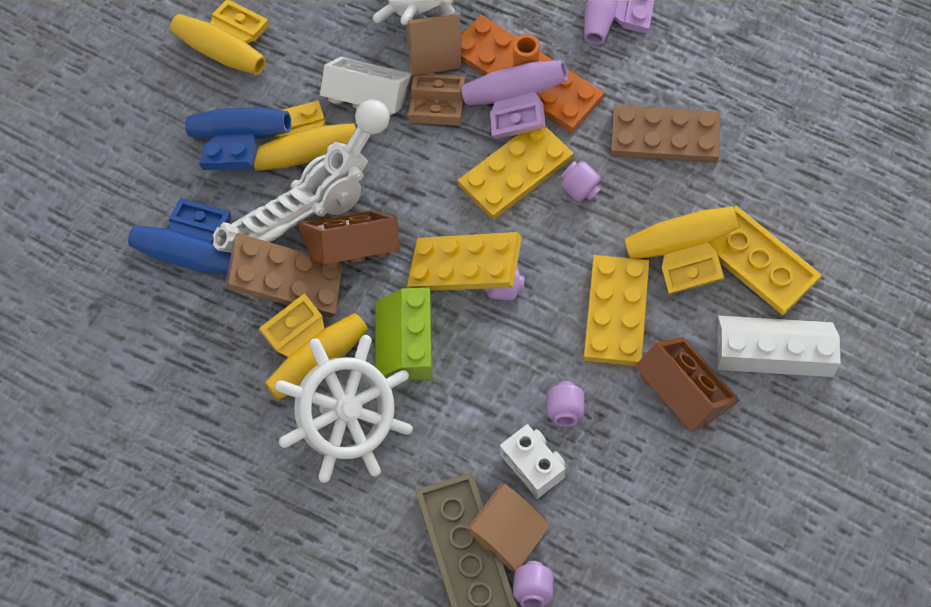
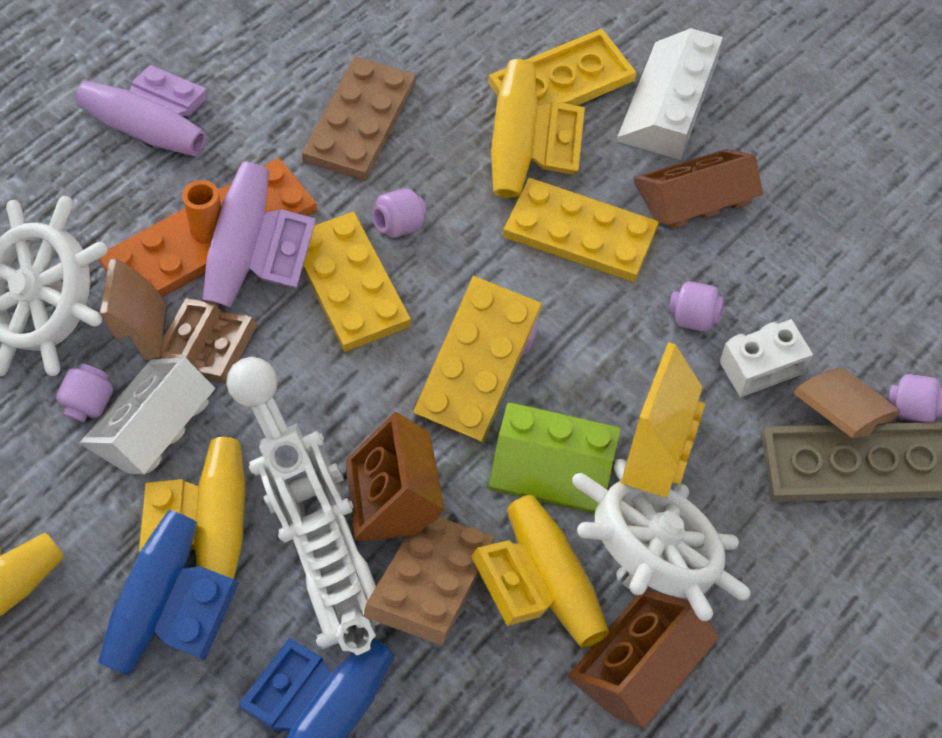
camera: 80 degrees left, 5 degrees down
(257, 423) = (644, 657): none -> dark orange slope
(371, 44) = (84, 393): none -> lavender head
(434, 388) = (665, 427): none -> yellow slope

